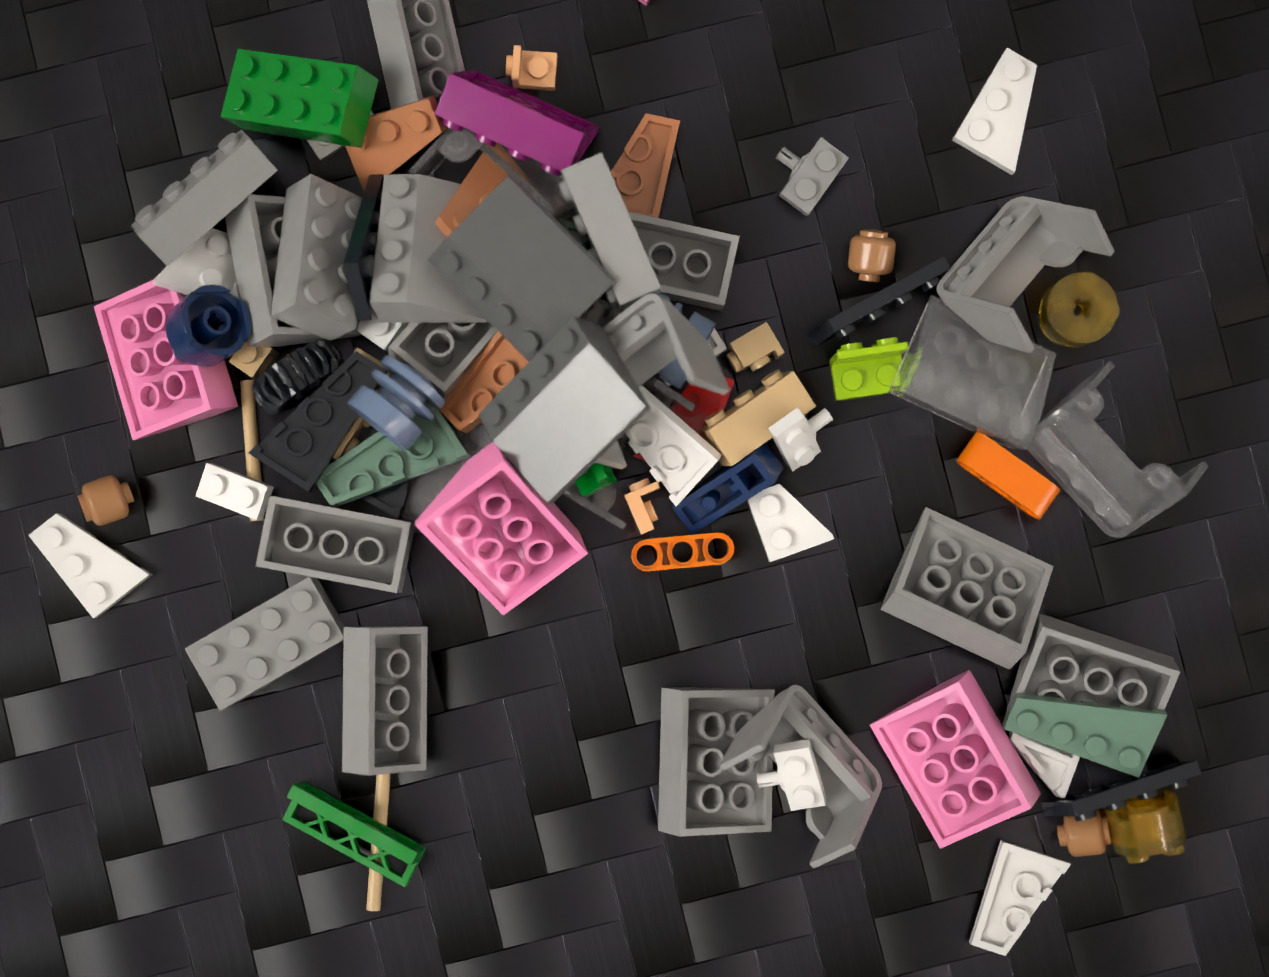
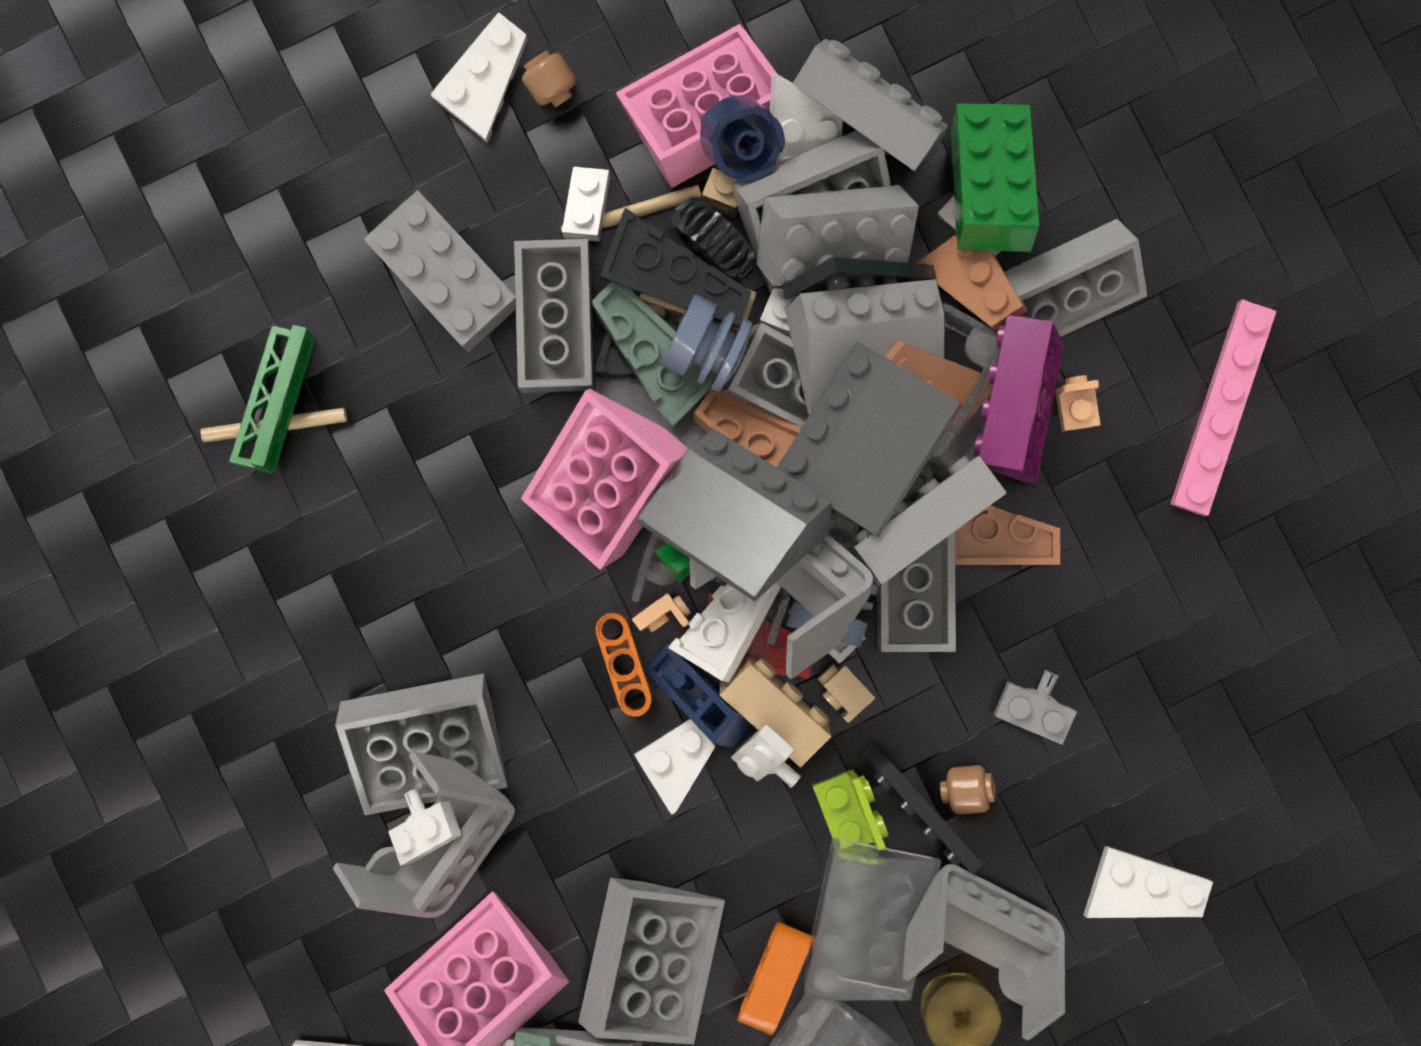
camera: 80 degrees right, 0 degrees up
(384, 699) = (409, 399): light grey brick -> none

